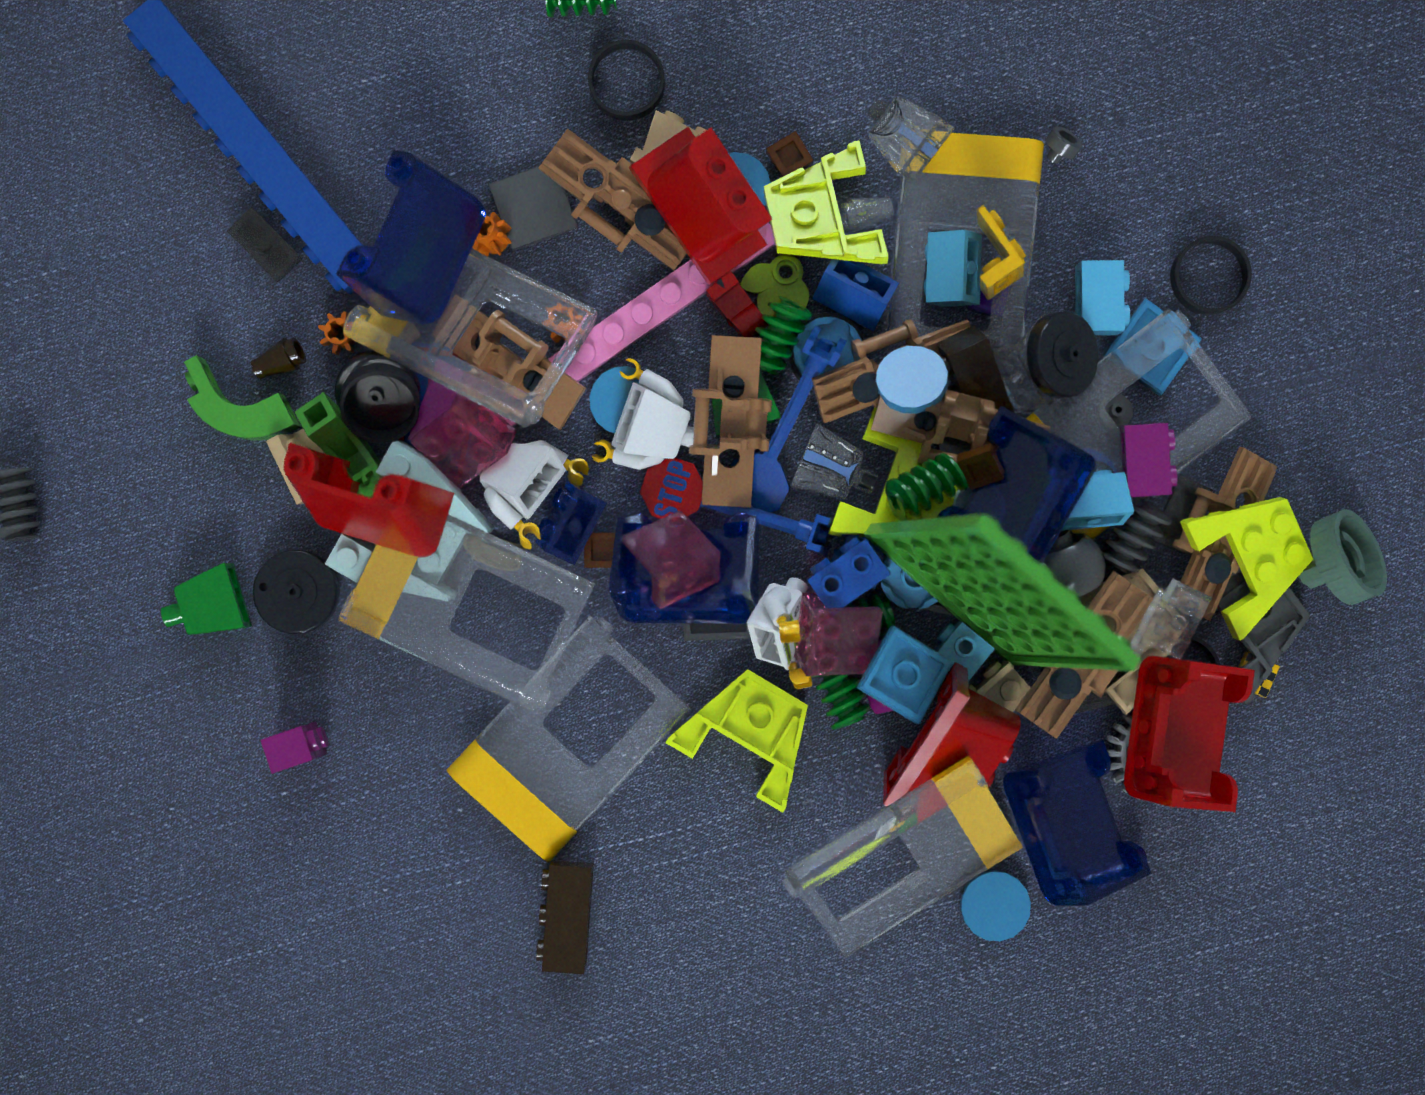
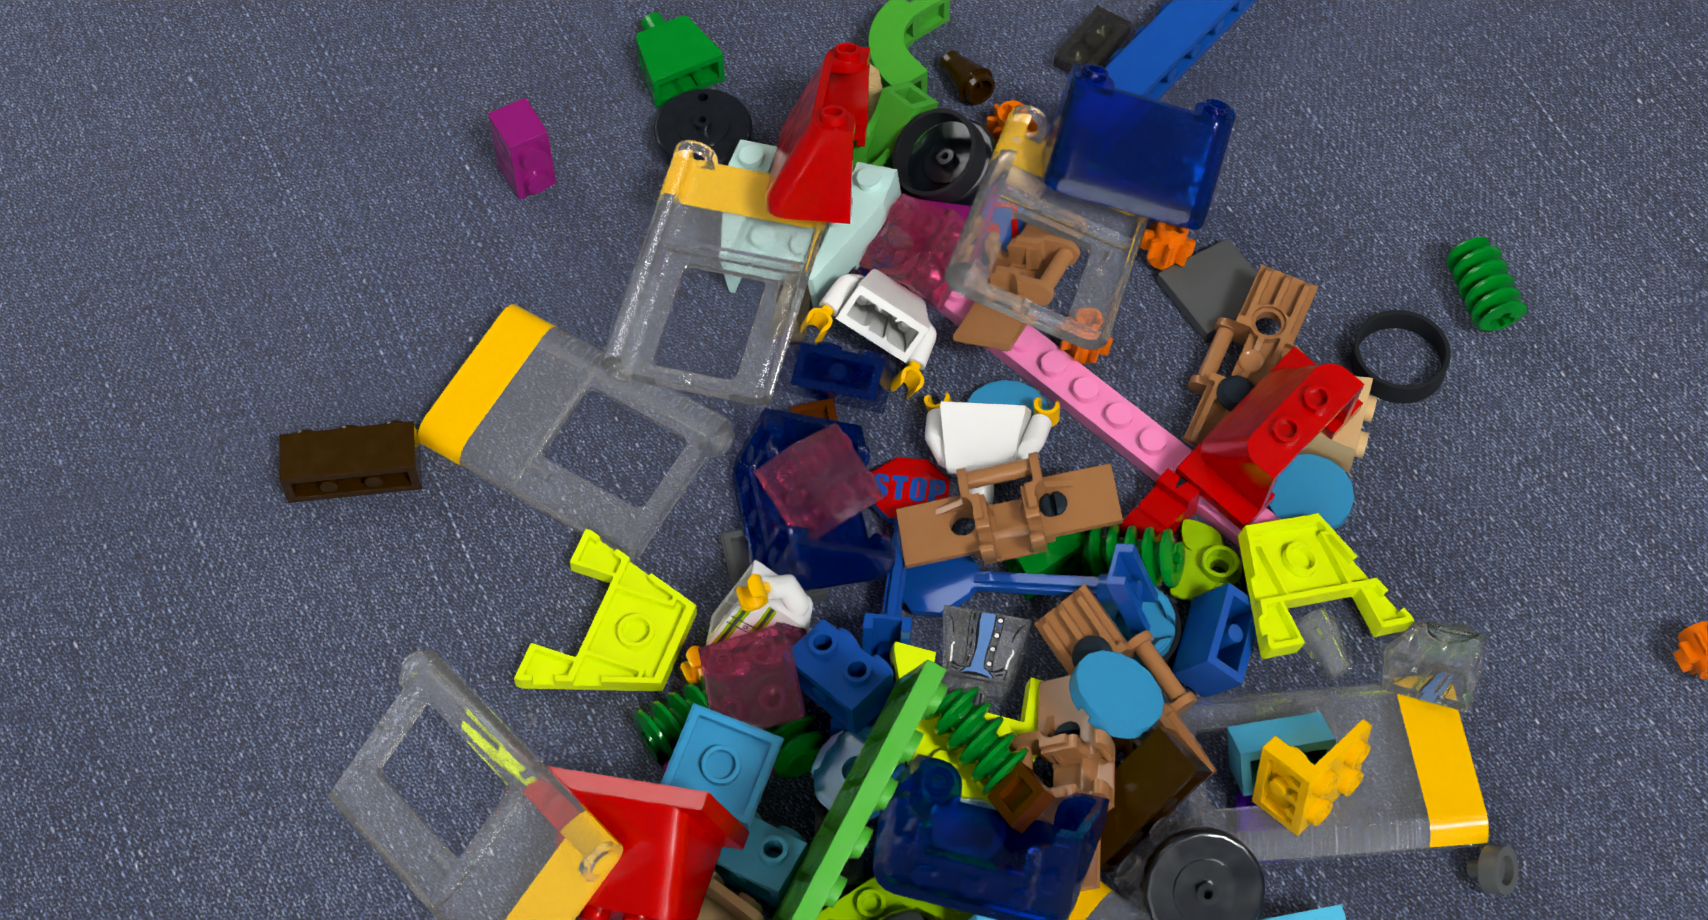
camera: 80 degrees right, 30 degrees down
(789, 154) = (1370, 543): reddish brown plate -> none

